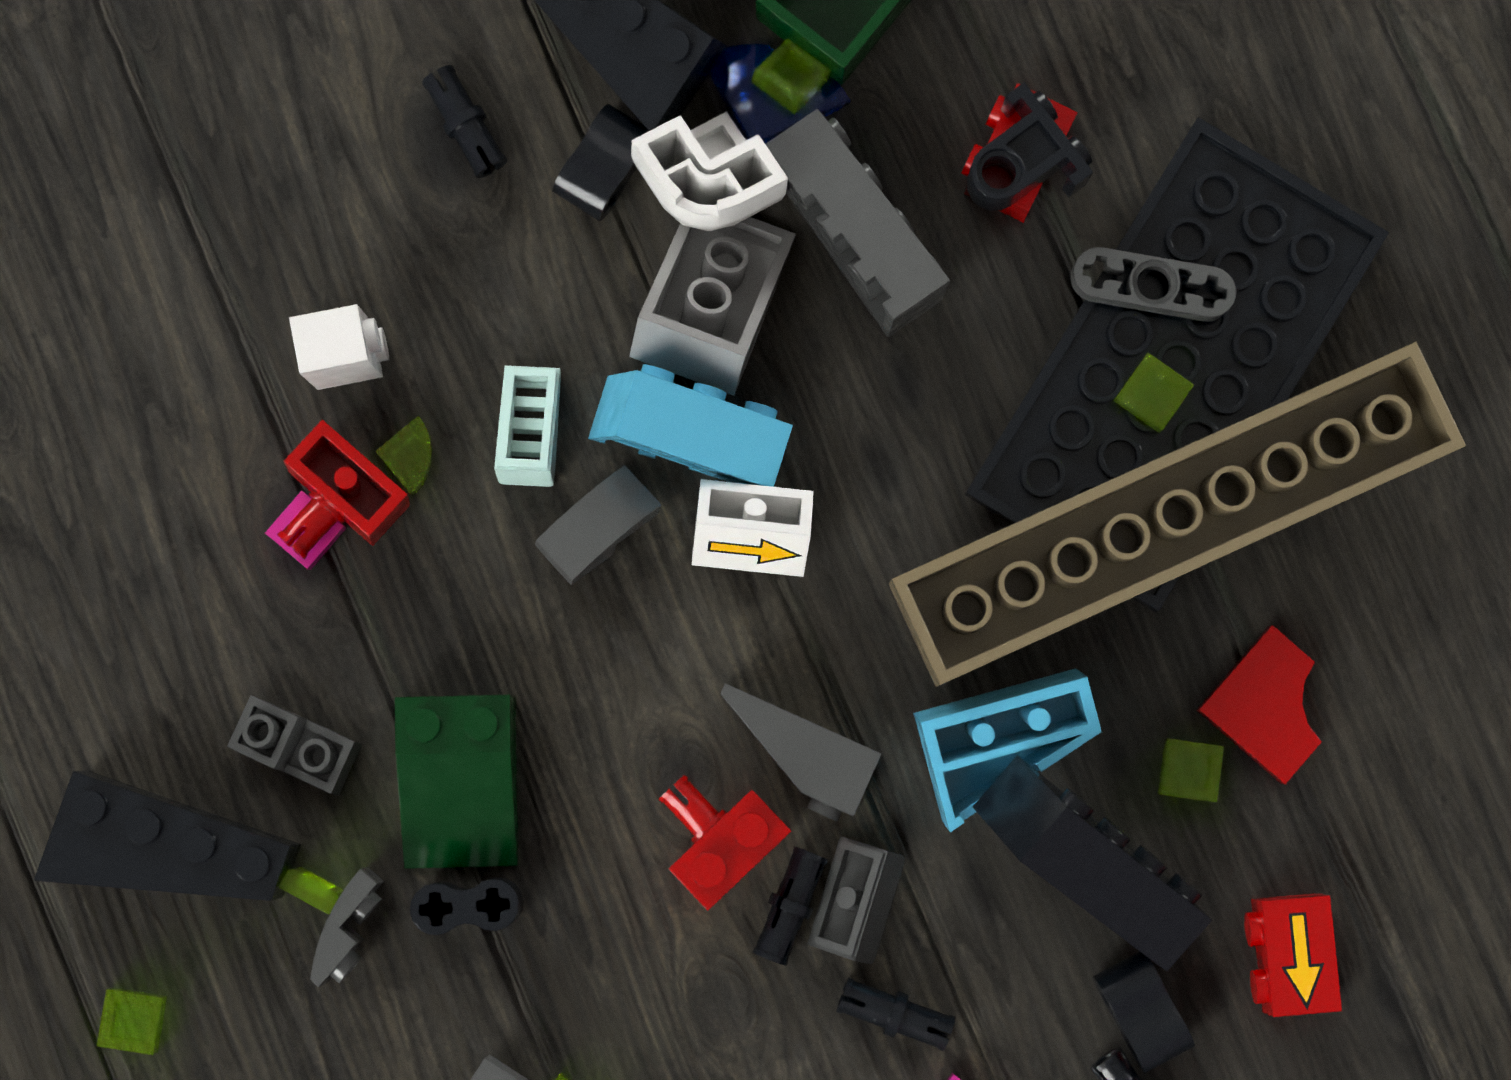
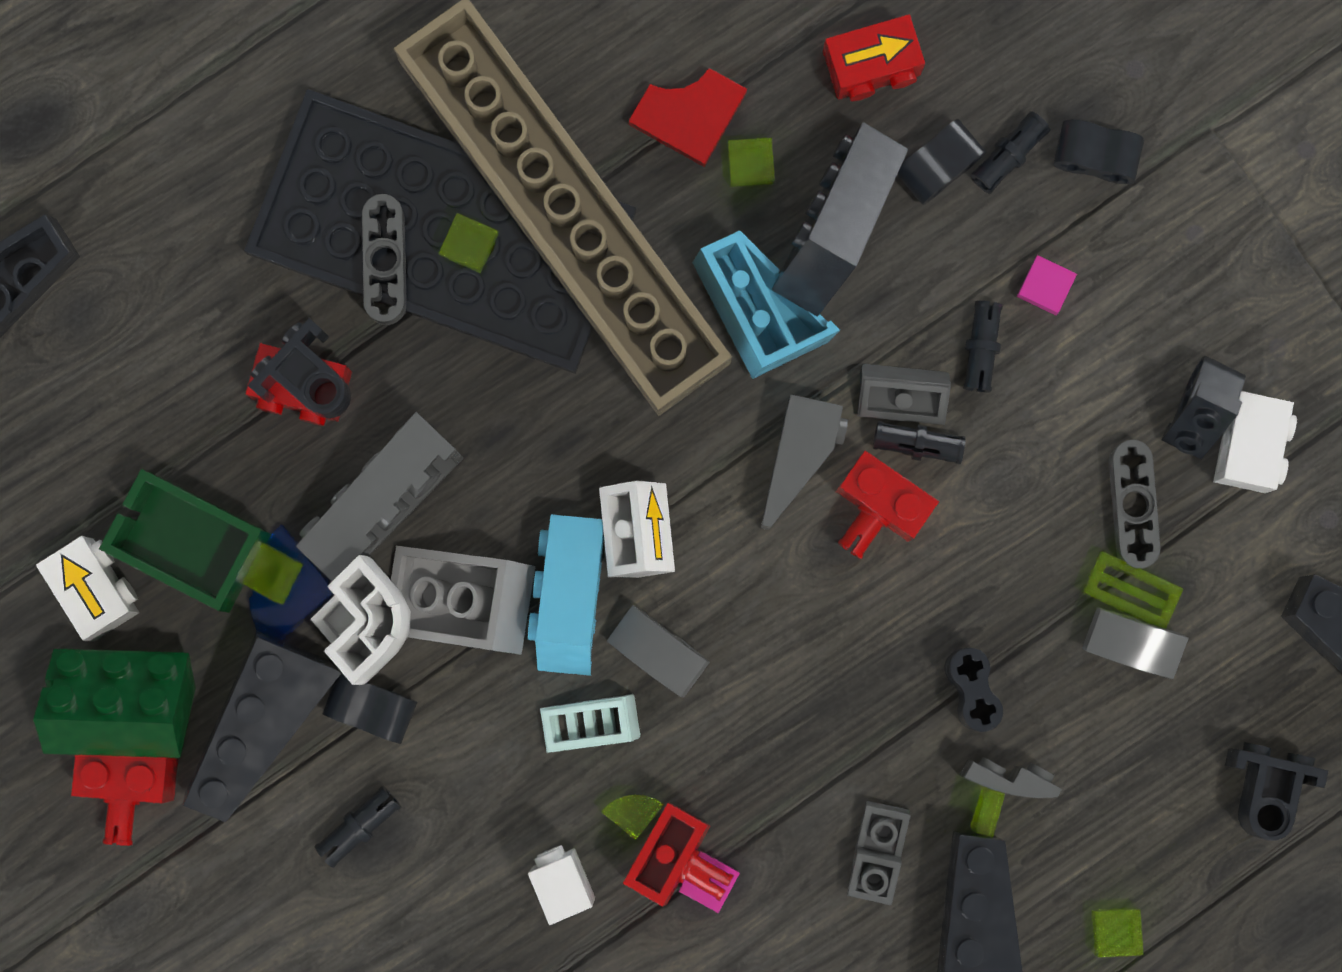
camera: 100 degrees left, 0 degrees up
(457, 780) = (878, 718): dark green slope -> none

